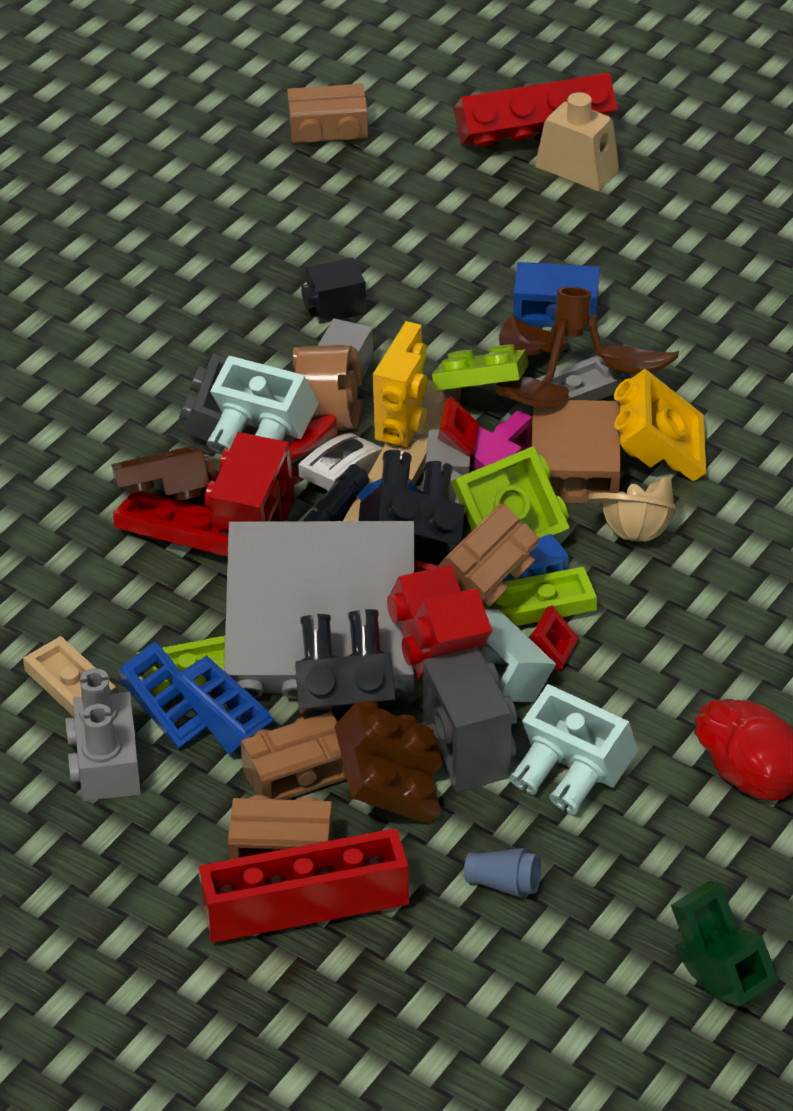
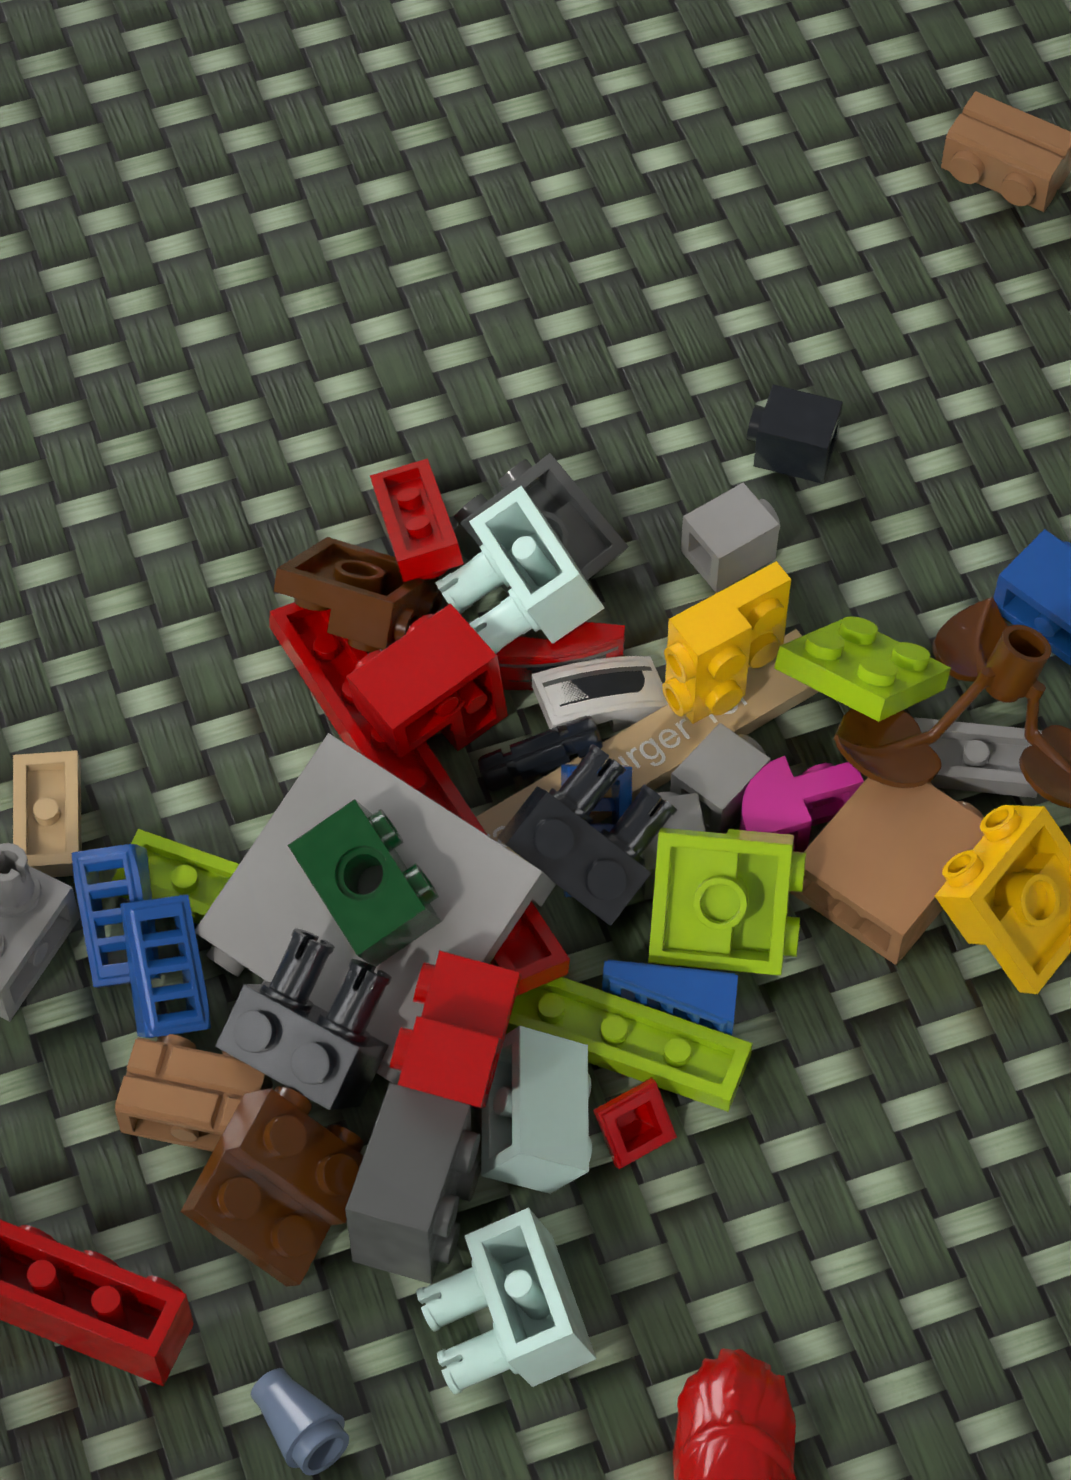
camera: 35 degrees right, 15 degrees up
(162, 424) = (416, 521): none -> red plate
(273, 825) = (91, 1191): medium nougat brick -> none
(299, 556) = (334, 859): none -> dark green brick
(334, 378) = (650, 576): medium nougat brick -> none
(458, 427) = (744, 748): red slope -> none
(492, 552) = (605, 975): medium nougat brick -> none
(639, 513) = (885, 1005): tan piece -> none

